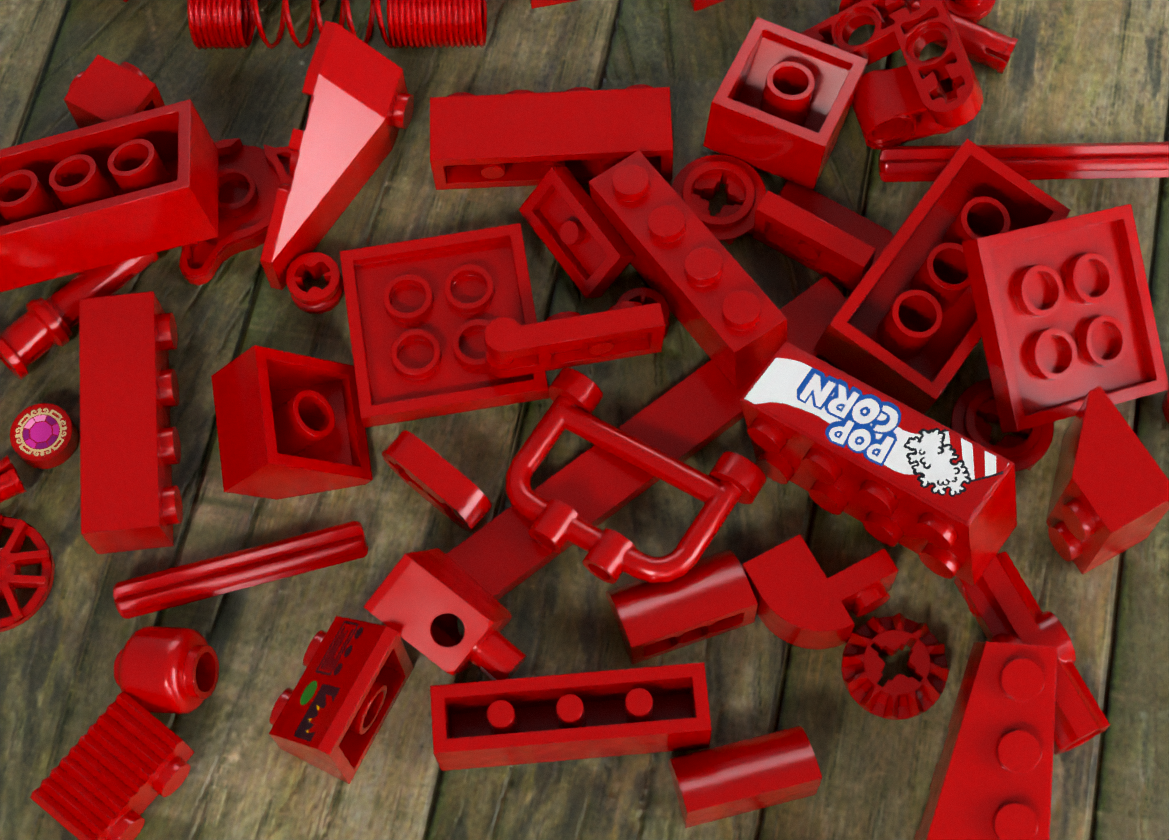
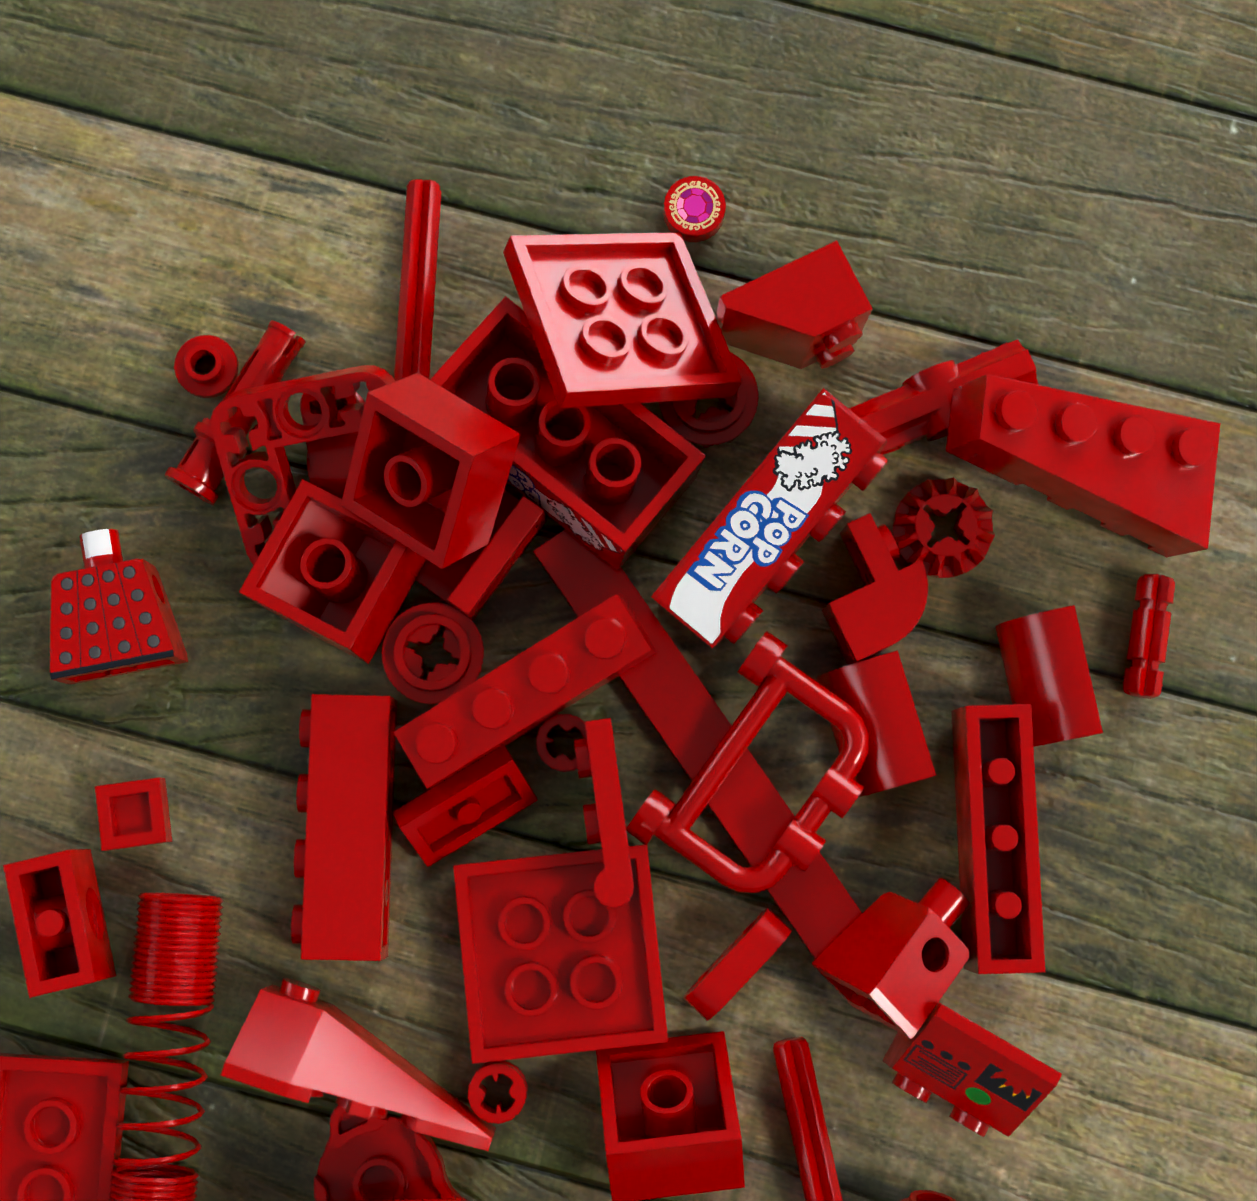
camera: 95 degrees left, 15 degrees up
(888, 145) = (429, 469): none -> red brick

